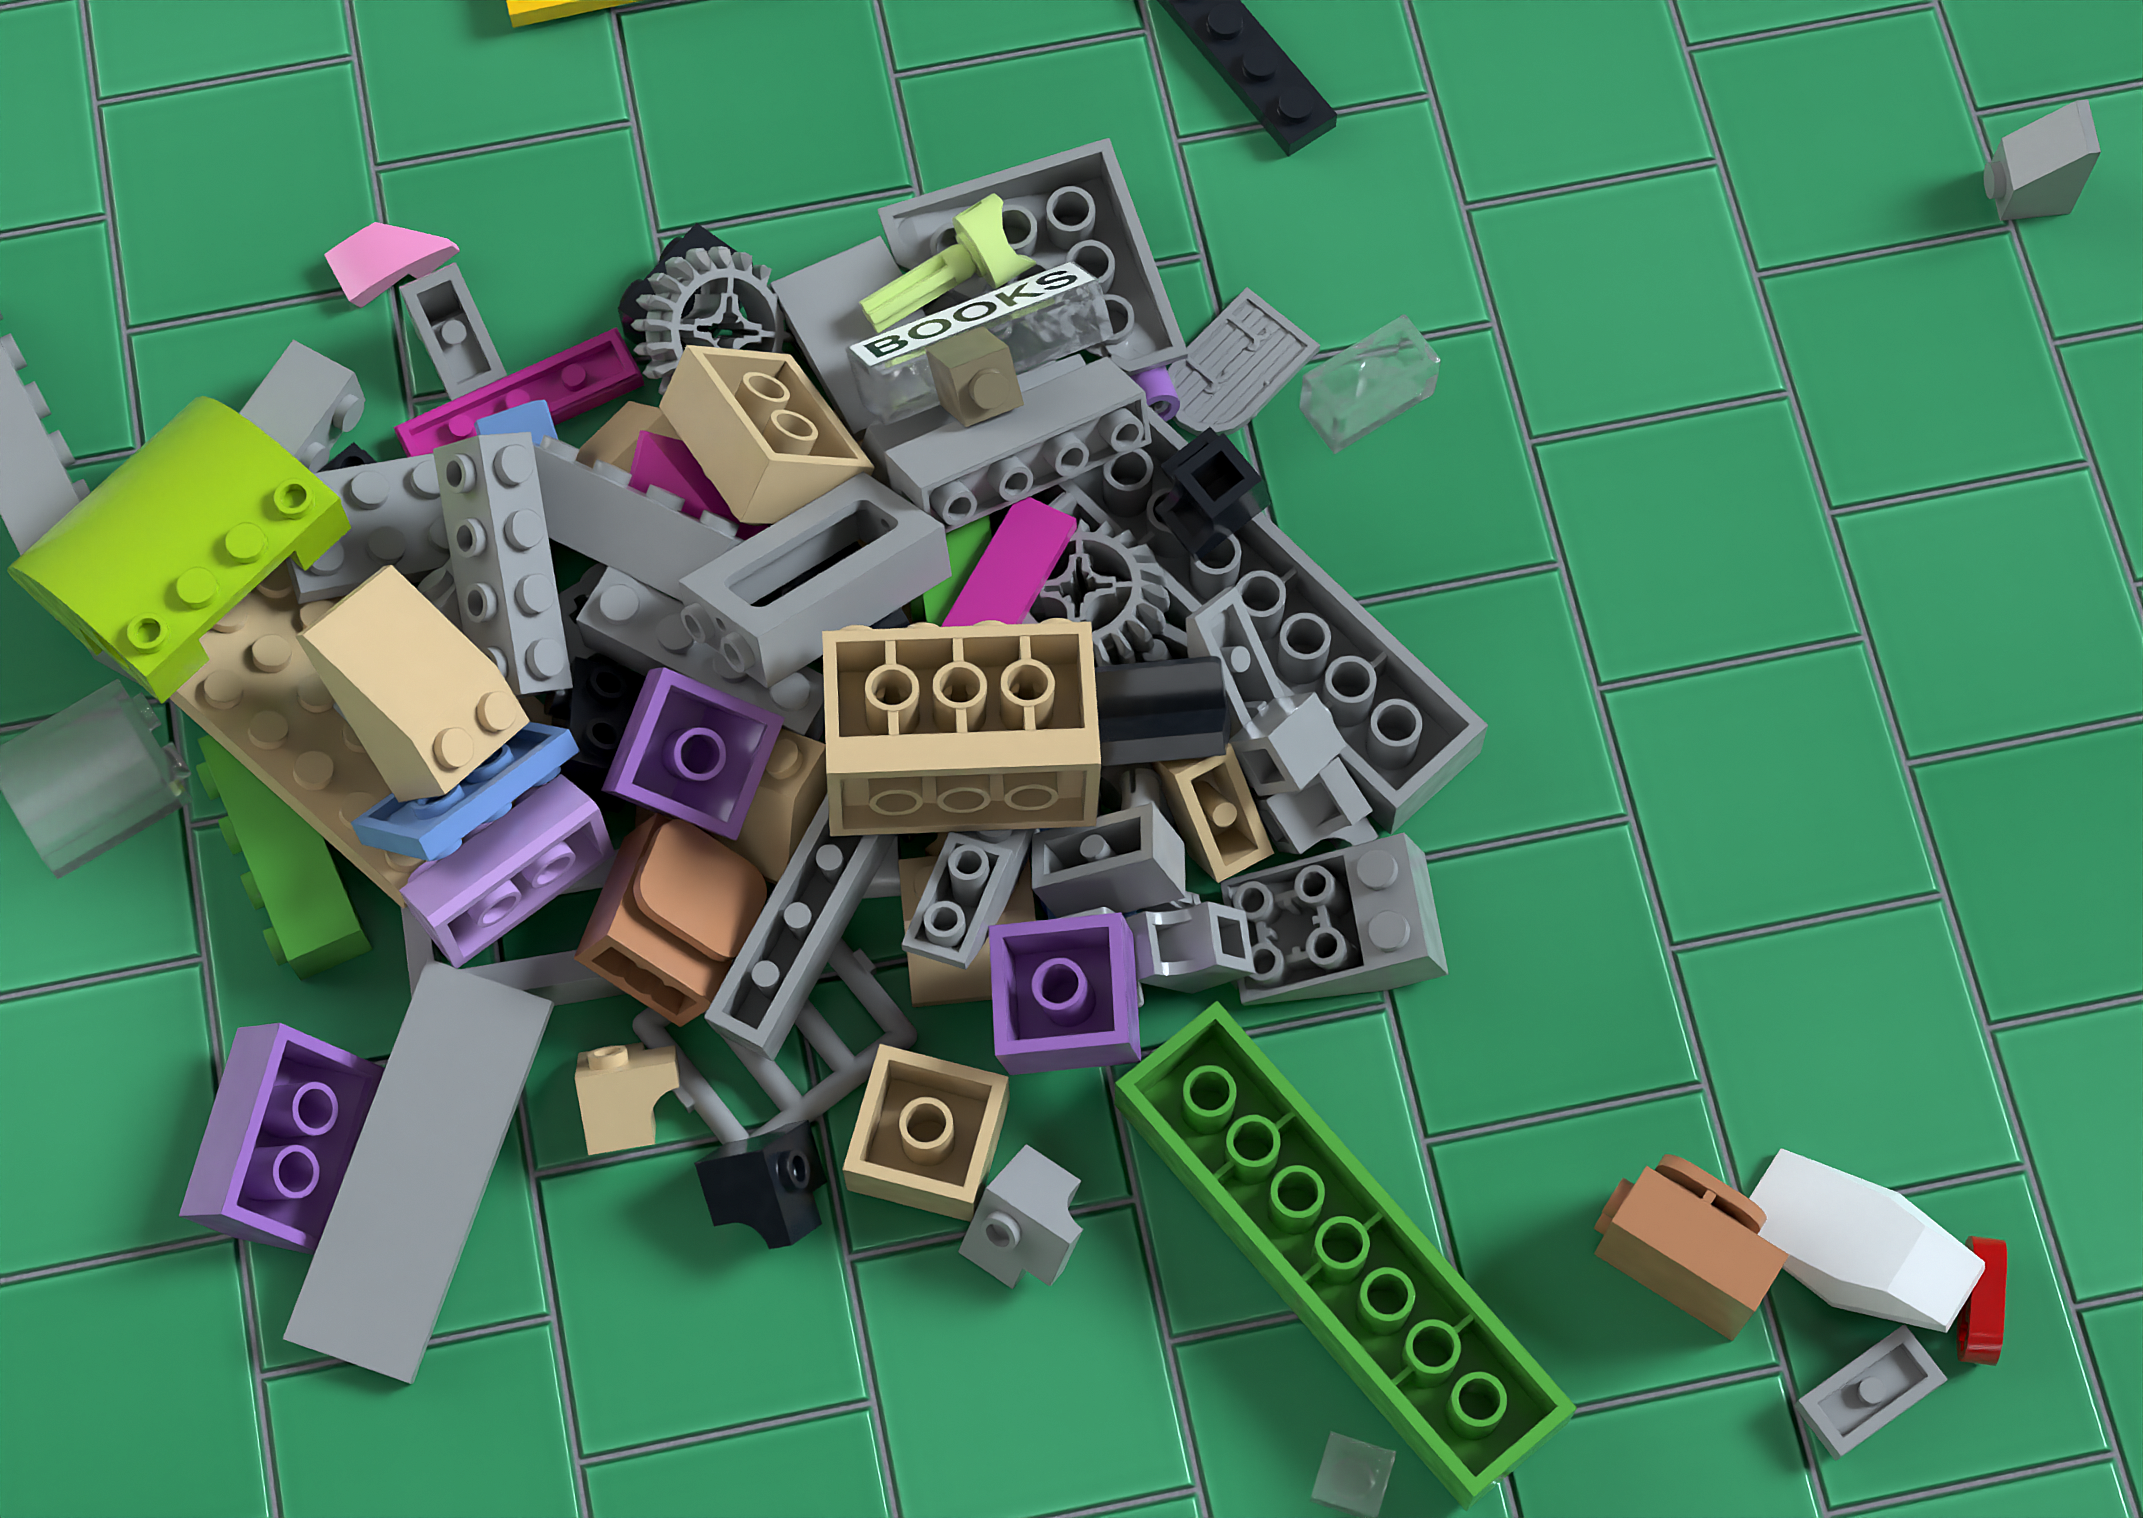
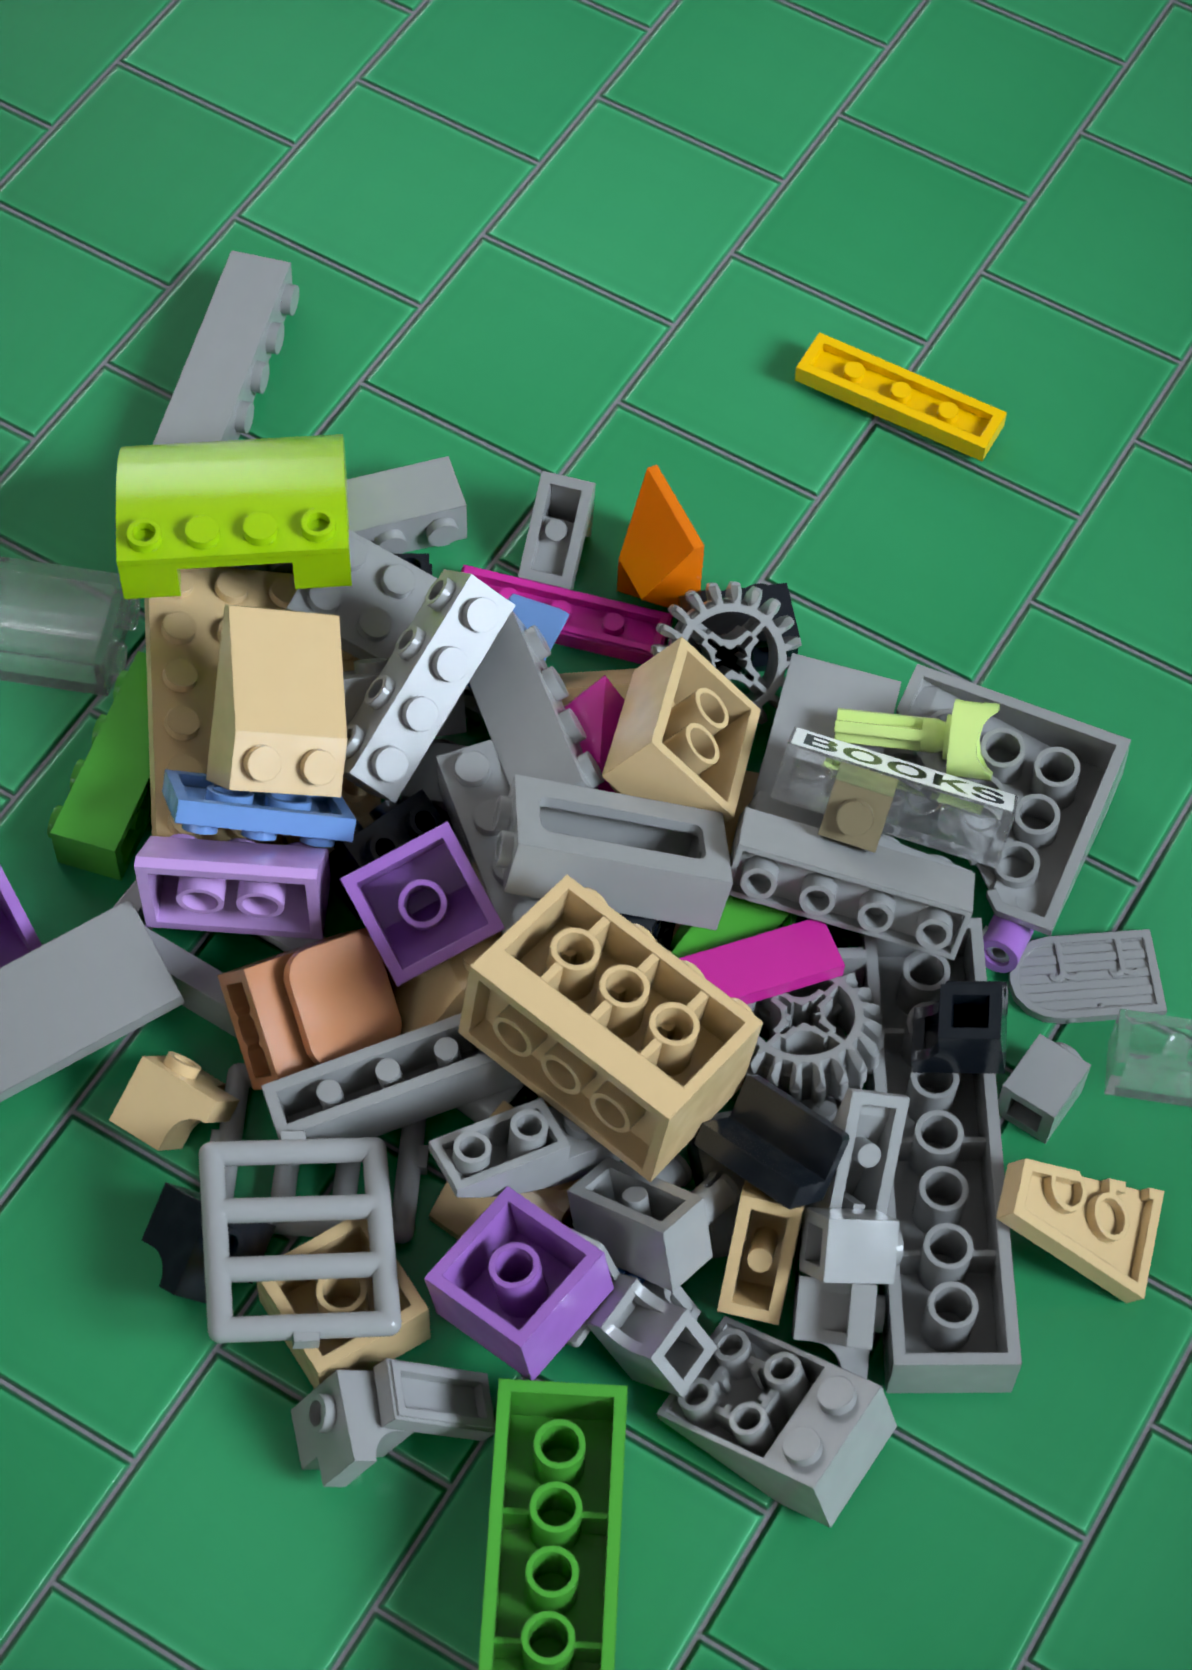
camera: 40 degrees right, 10 degrees down
(382, 256) = (564, 453): bright pink slope -> none
(563, 275) = (661, 546): none -> orange slope
(828, 1189) = (222, 1270): none -> light grey bar
(1071, 1143) = (434, 1400): none -> light grey tile
(1293, 485) = (1043, 1087): none -> light grey brick
(1426, 572) = (1085, 1223): none -> tan wing

